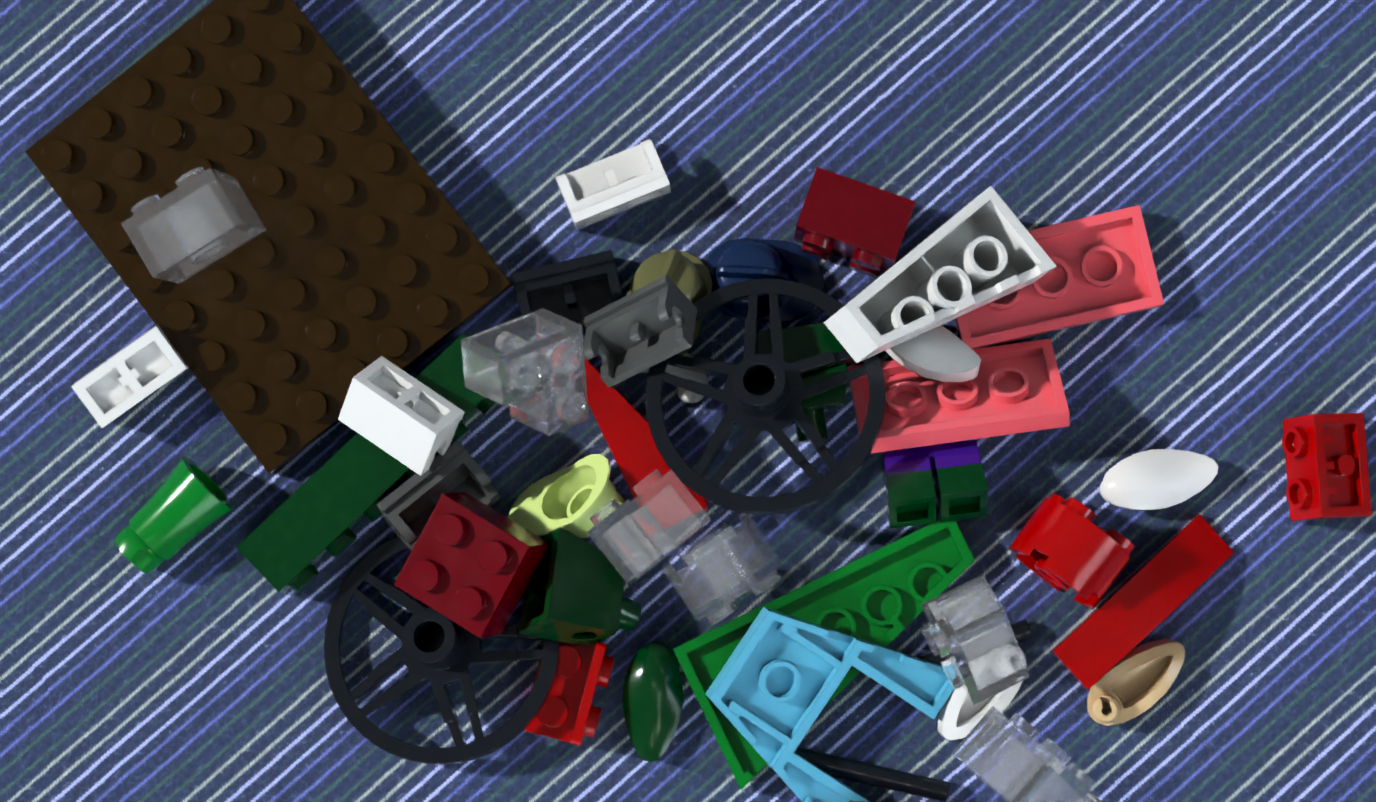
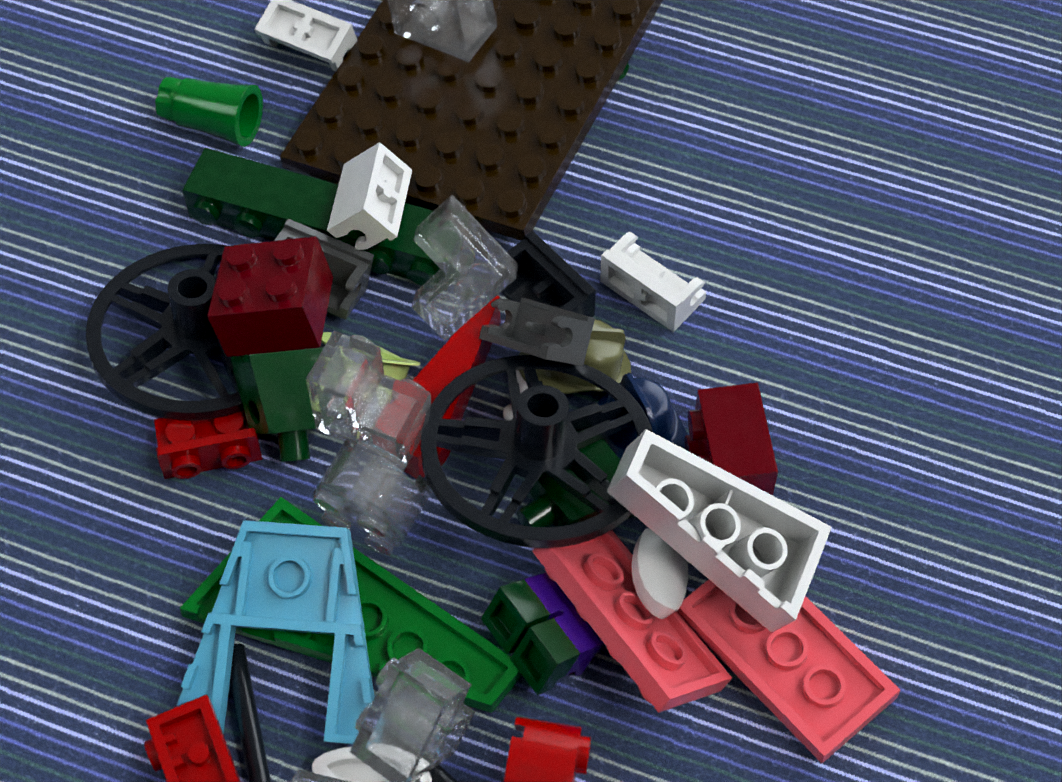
camera: 60 degrees right, 25 degrees down
(652, 700) = (224, 506): dark green arm -> none

